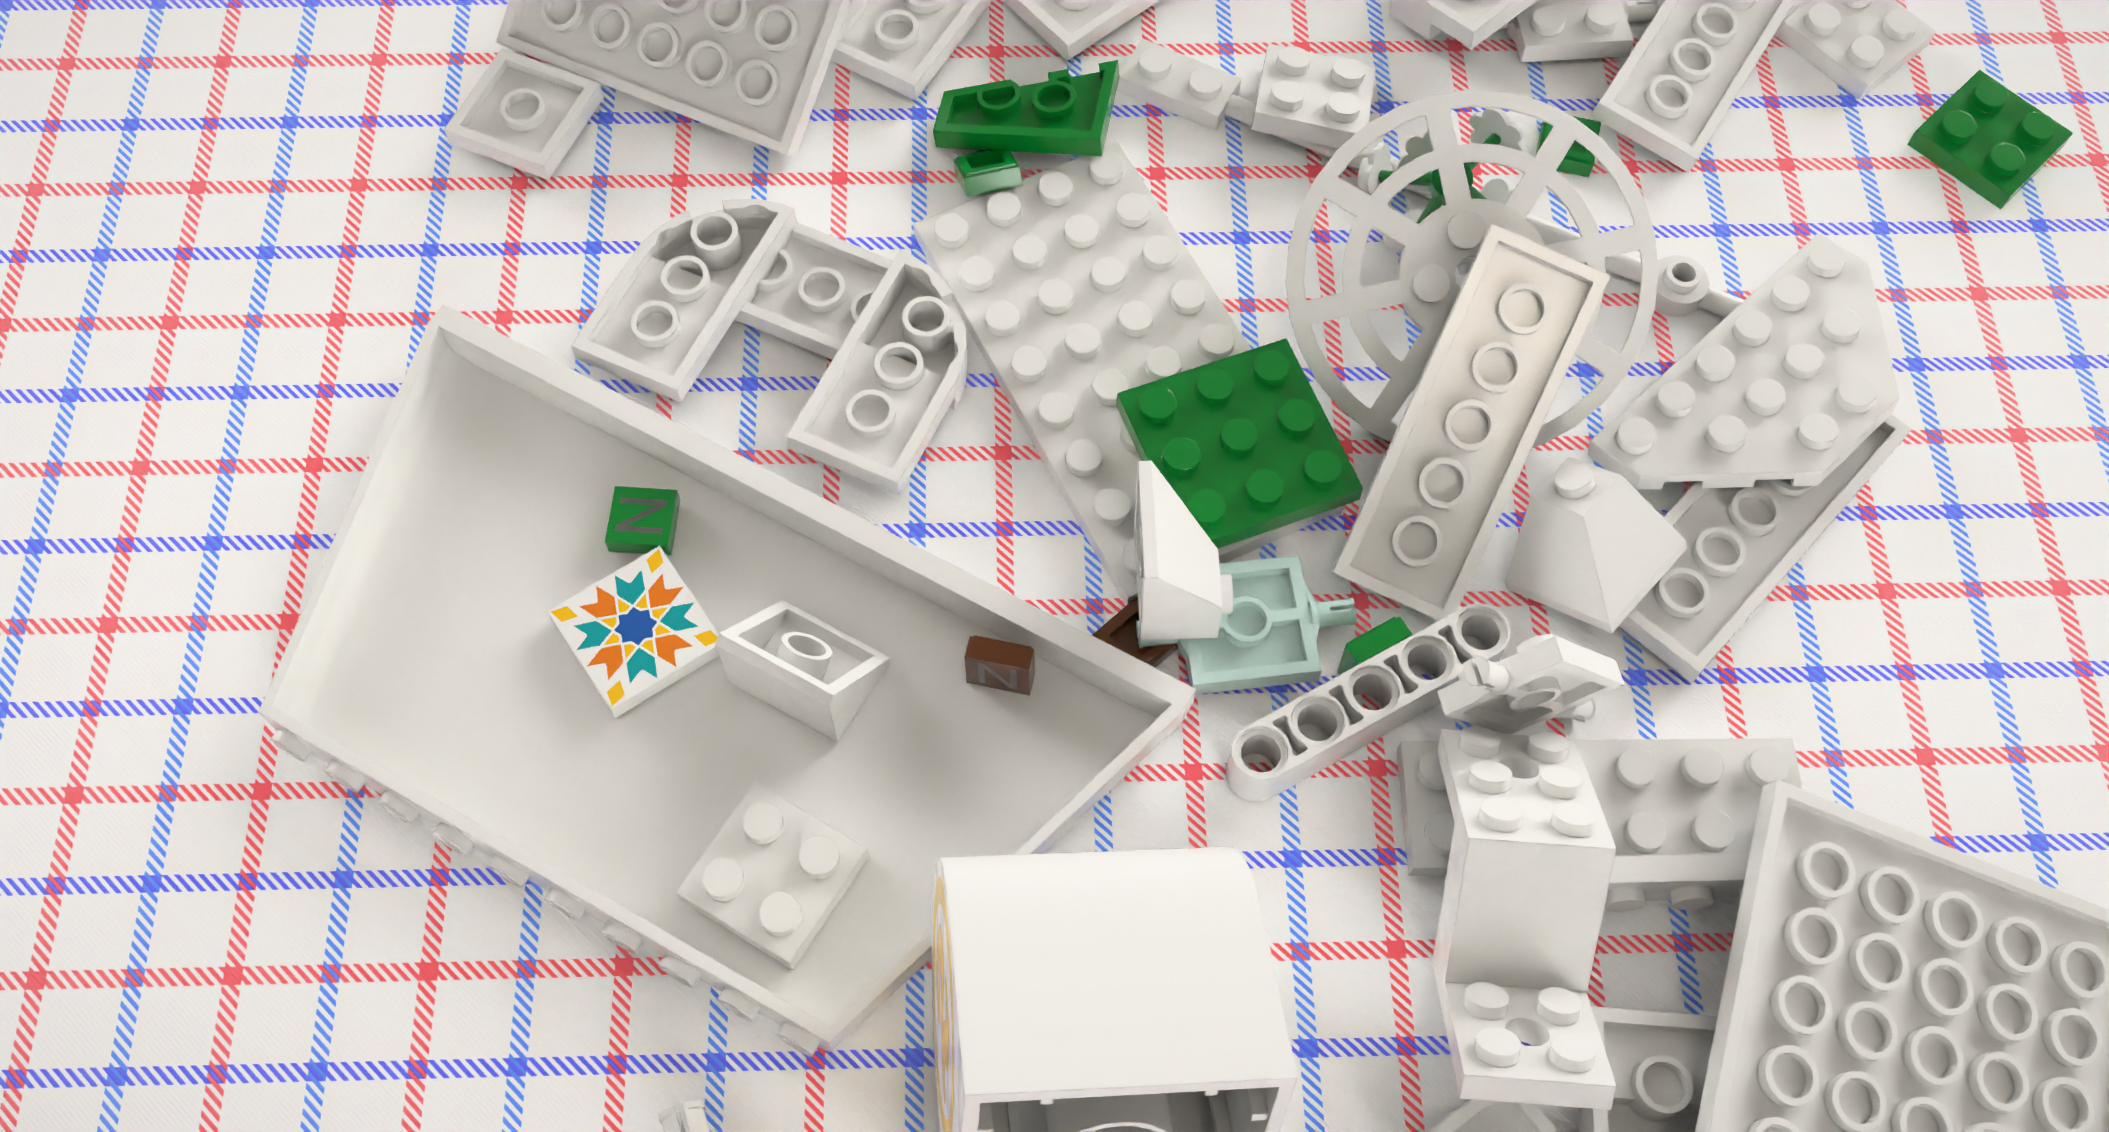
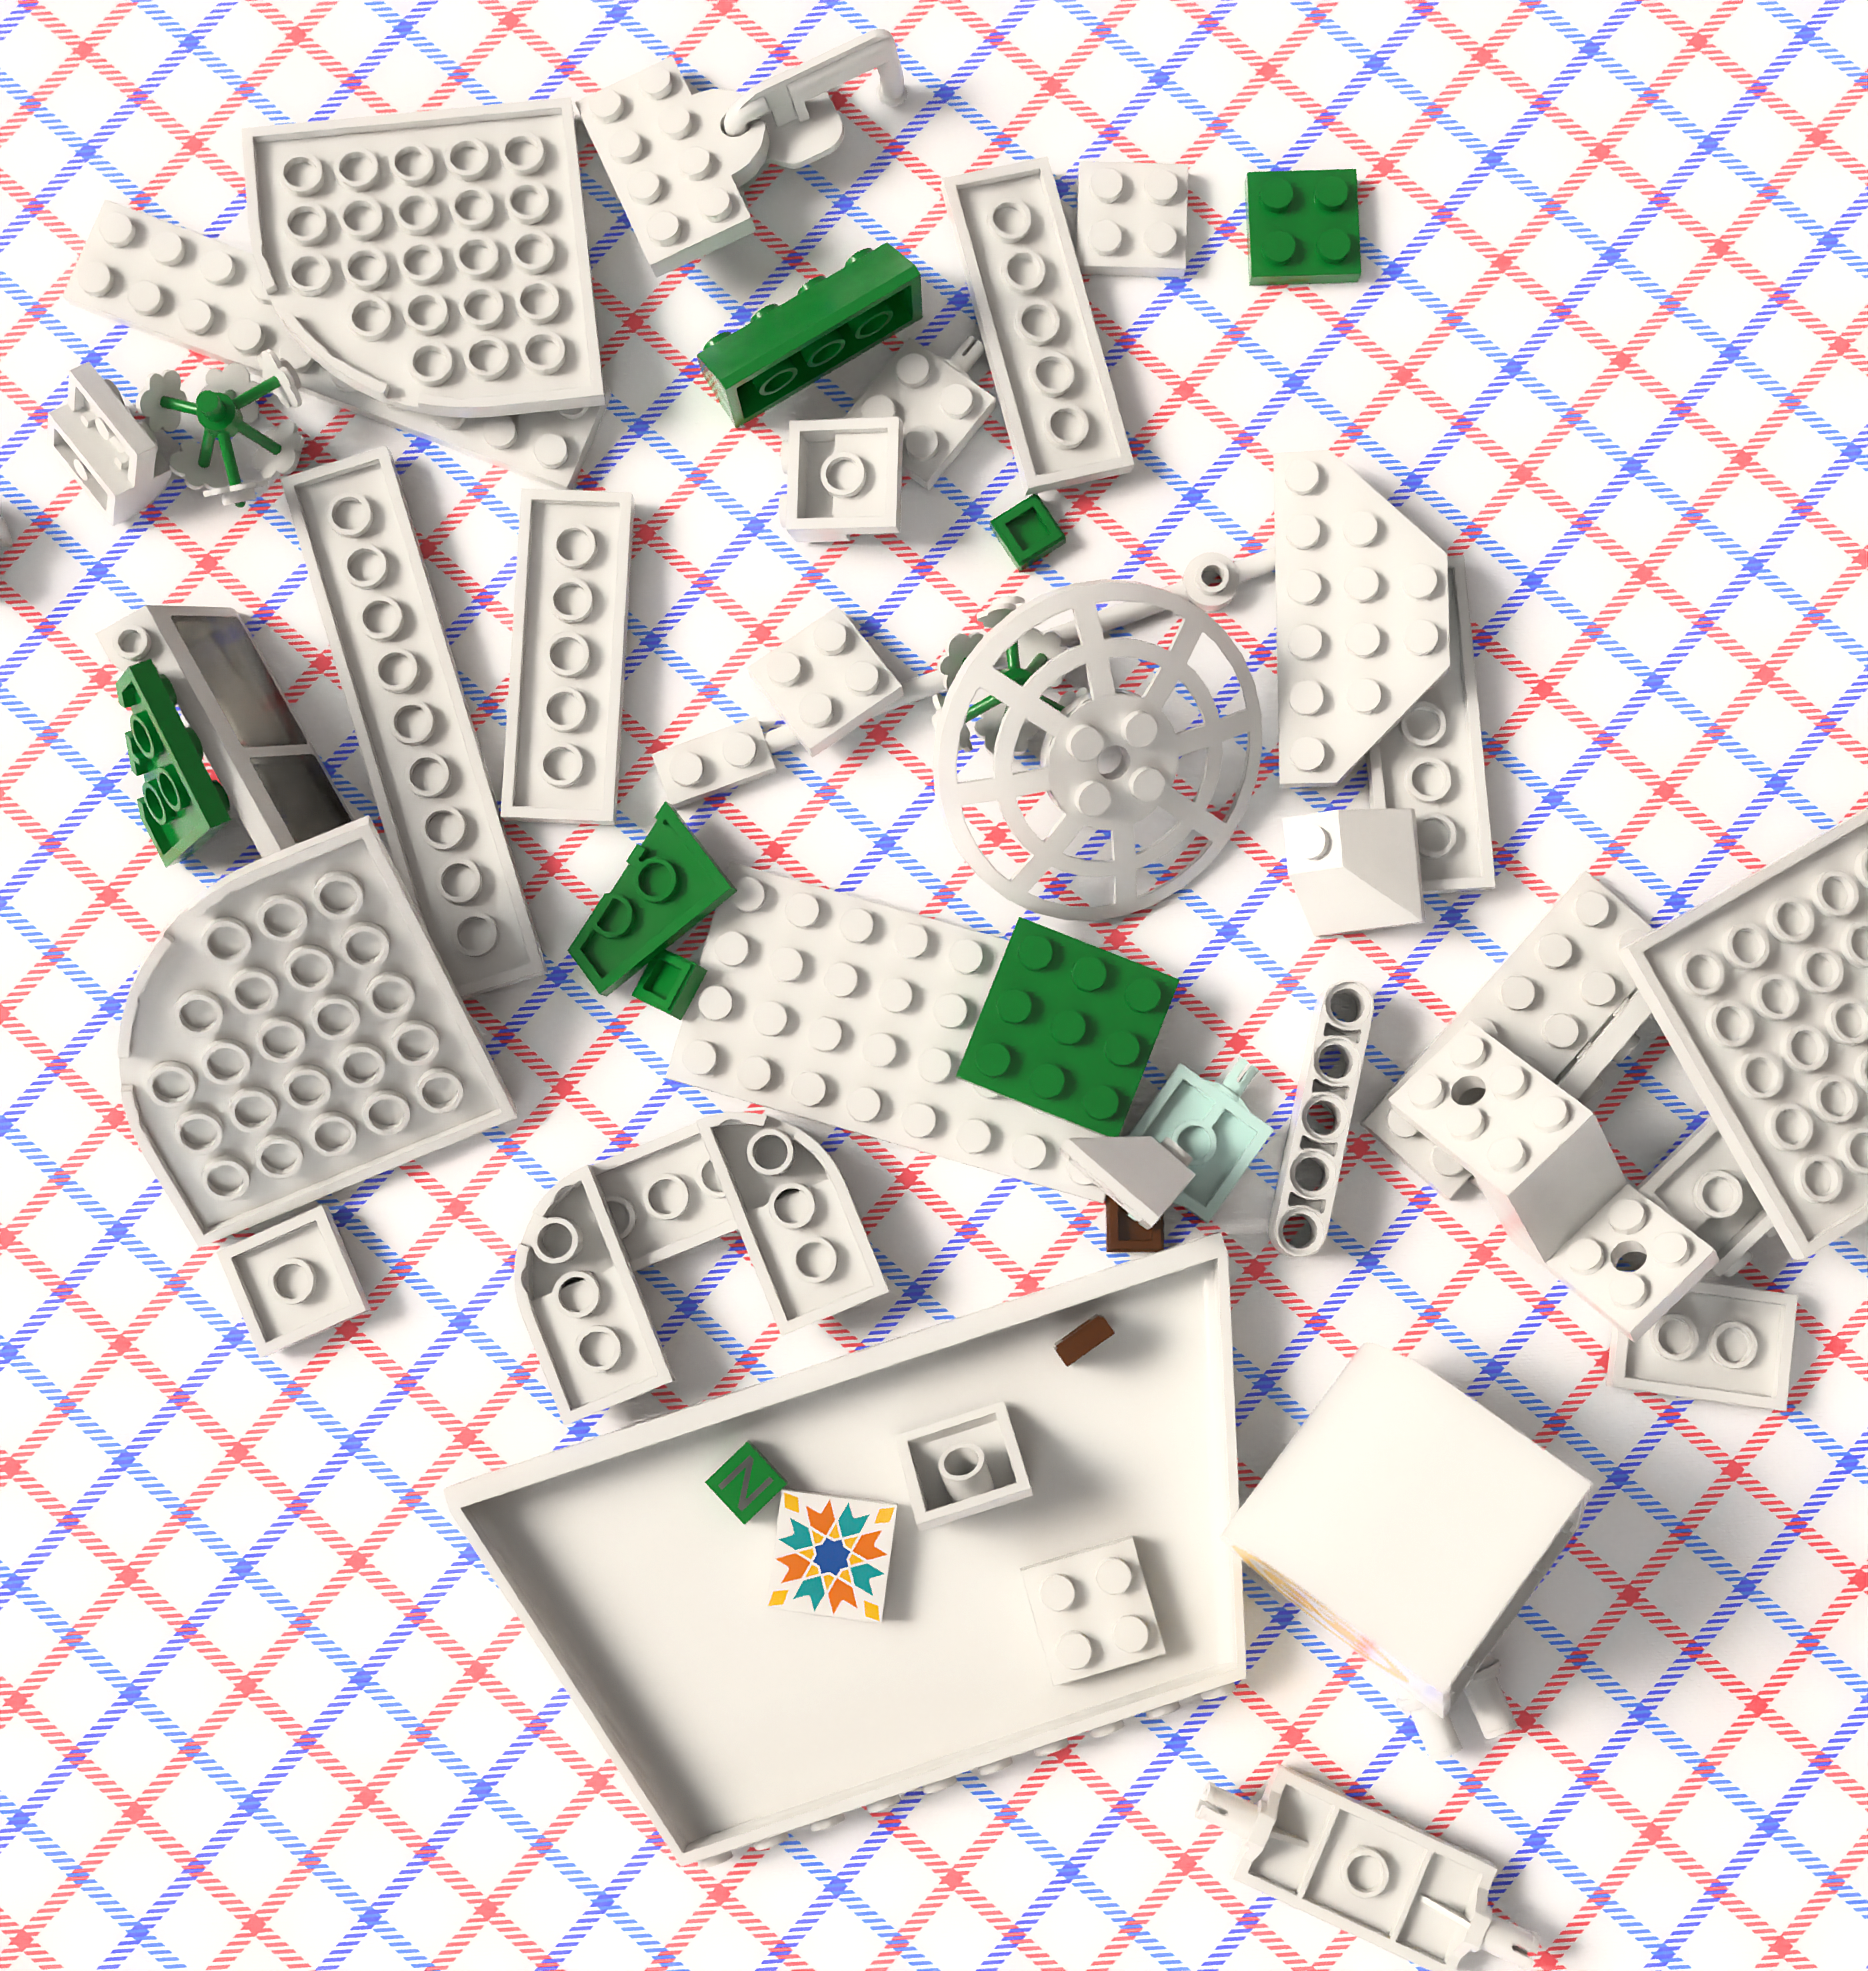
camera: 40 degrees left, 20 degrees up
(1373, 643) = (1290, 1080): green tile -> none
(1470, 424) = (1210, 870): white plate -> none
(1532, 686) = (1417, 1026): white plate -> none

